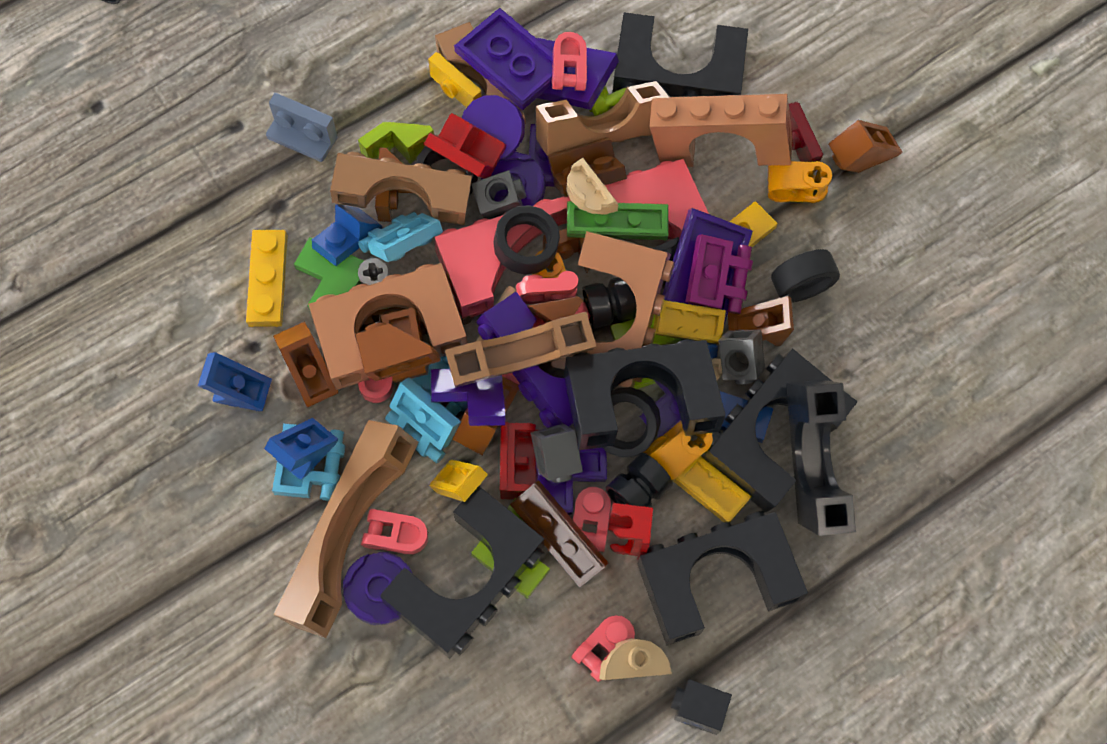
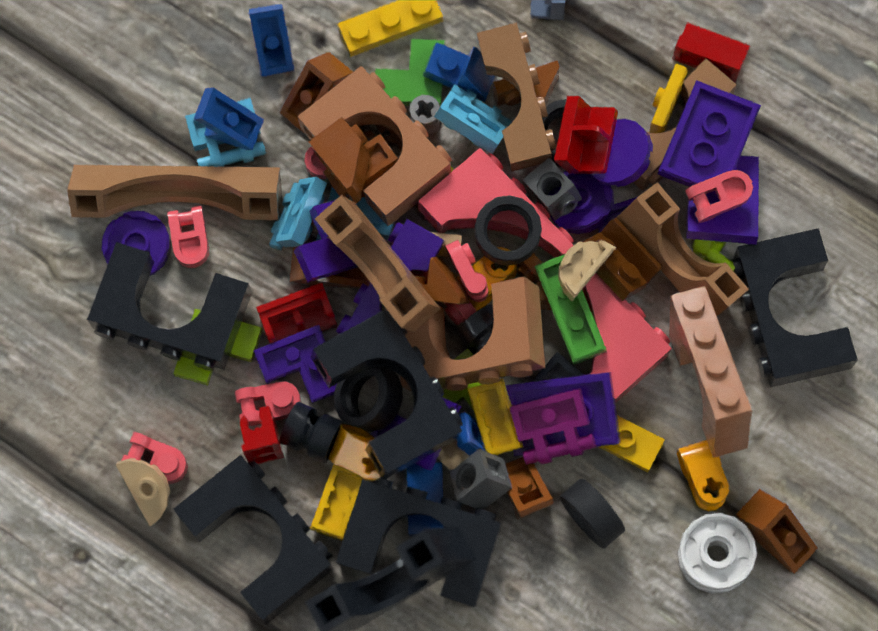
camera: 75 degrees right, 5 degrees up
(404, 137) = (578, 62): lime slope -> none
(419, 41) = (701, 44): none -> red panel
(458, 480) = (251, 267): yellow plate -> none
(556, 453) = (300, 340): dark grey brick -> none
(560, 533) = (237, 376): reddish brown tile -> none
(701, 706) = (127, 561): black brick -> none
(803, 138) = (757, 460): dark red plate -> none
(875, 181) = (716, 531): none -> white wheel

